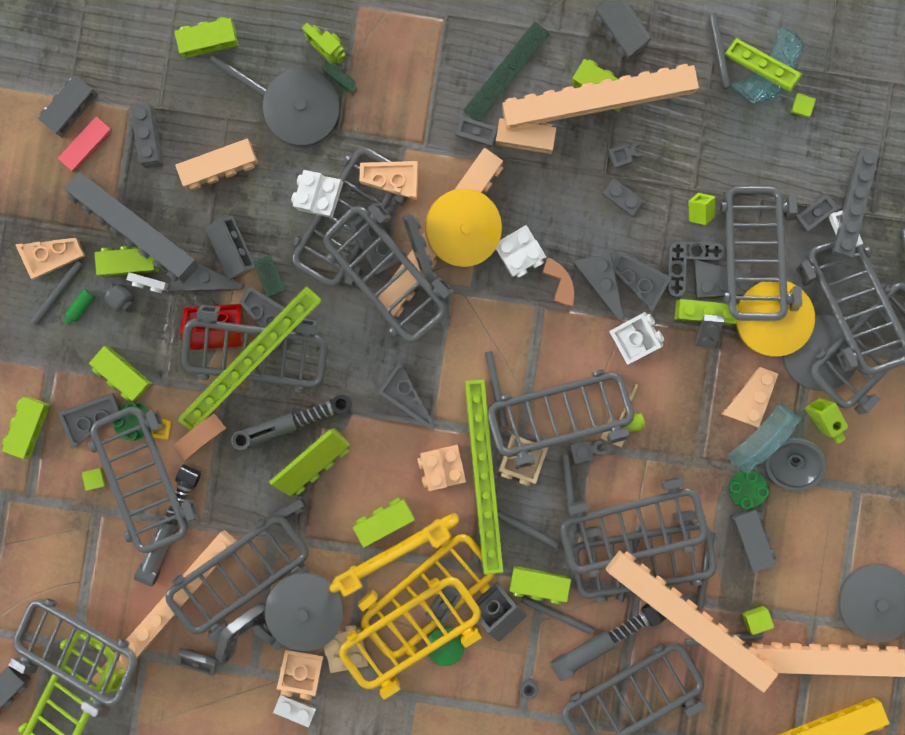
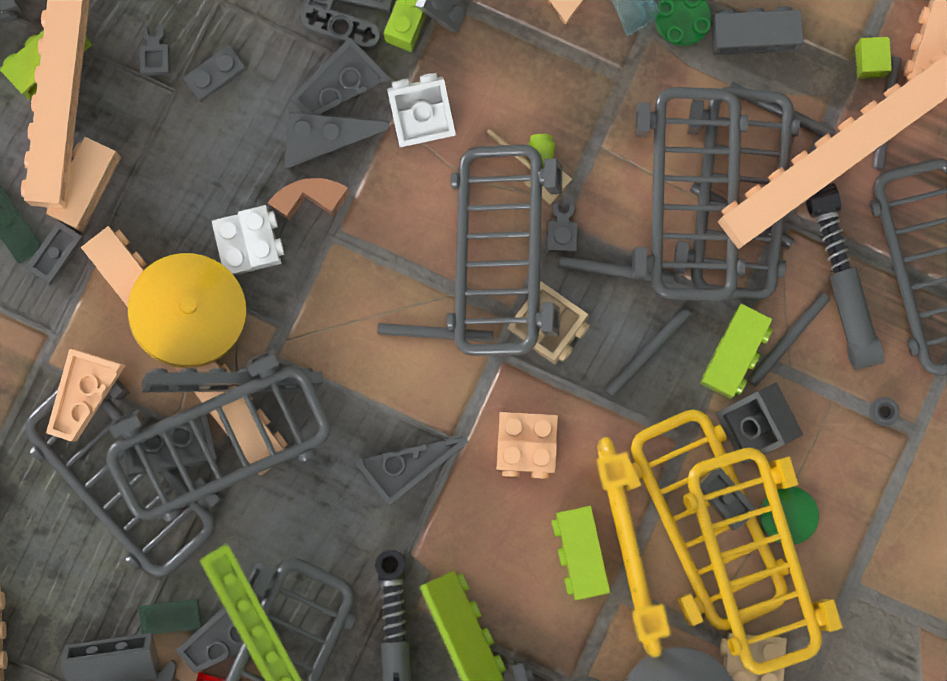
camera: 70 degrees left, 5 degrees down
(317, 194) = (71, 510): white plate -> none
(483, 477) = (557, 386): lime plate -> none

